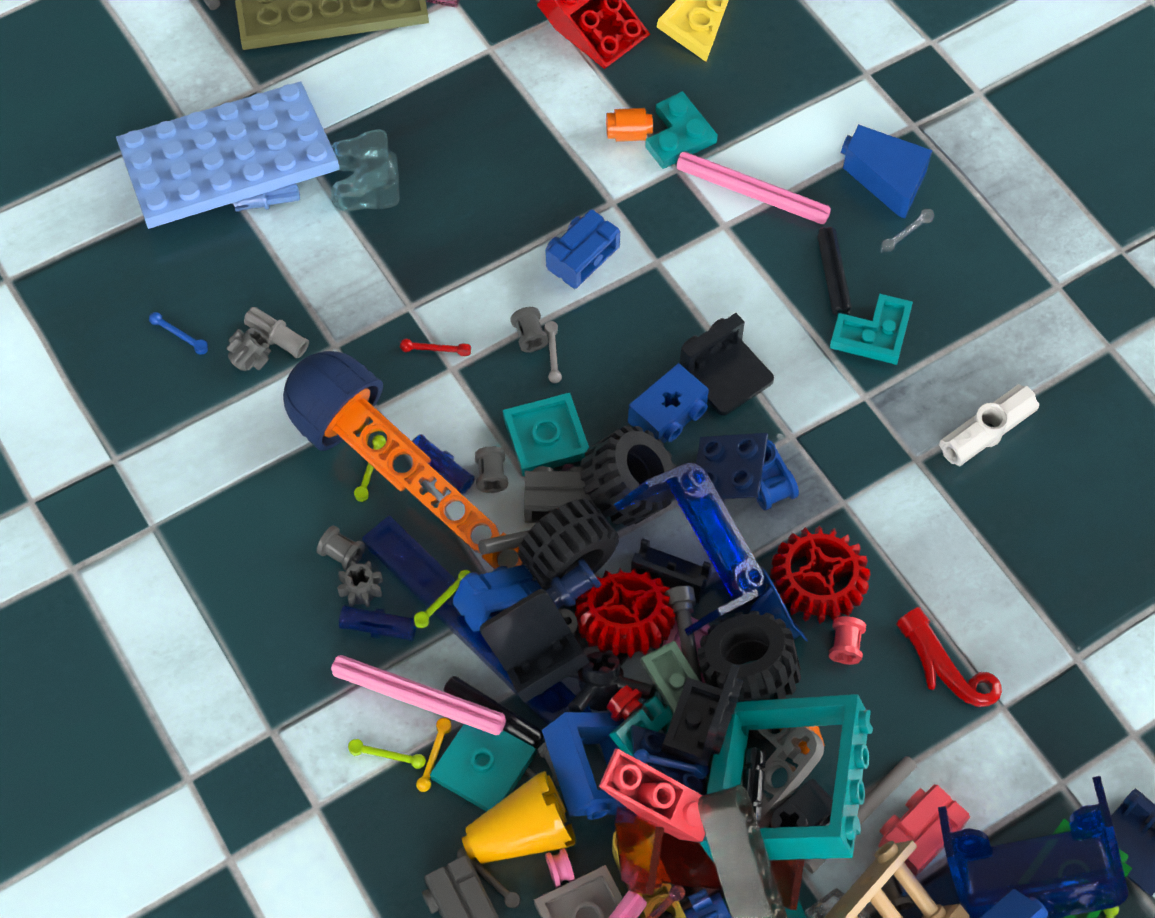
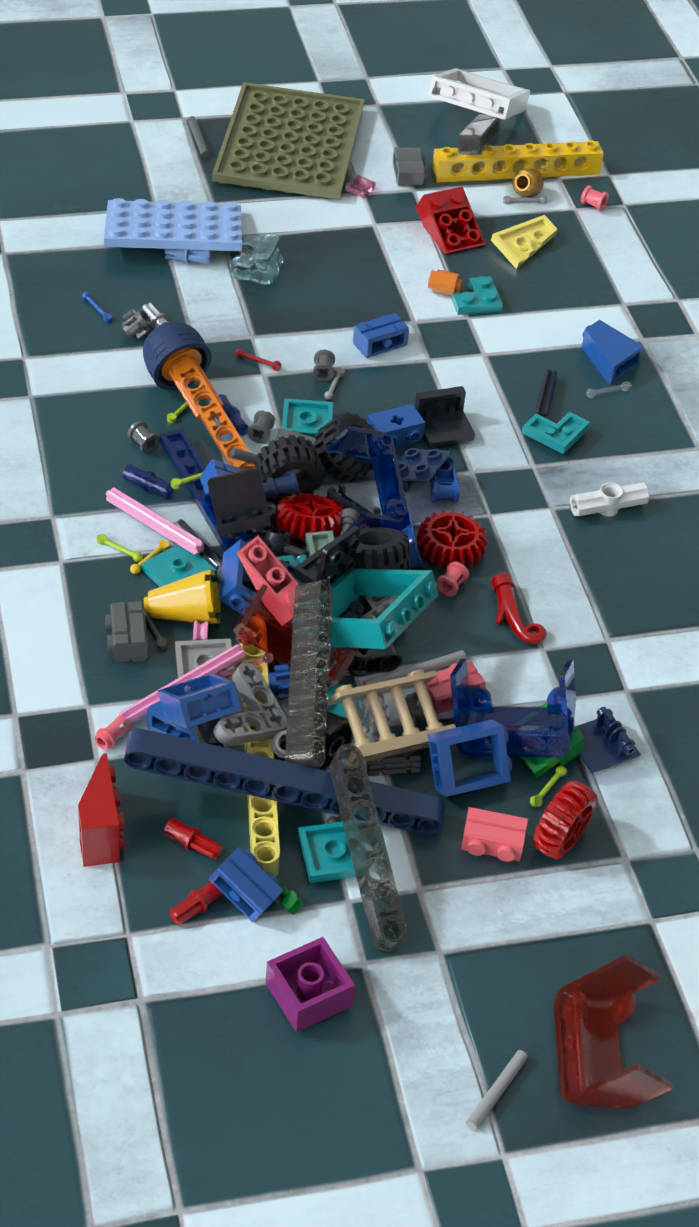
camera: 15 degrees right, 15 degrees down
(362, 592) = (146, 456): dark grey gear -> none
(624, 703) = (284, 549): red plate -> none
(753, 188) = (513, 338): bright pink axle -> none

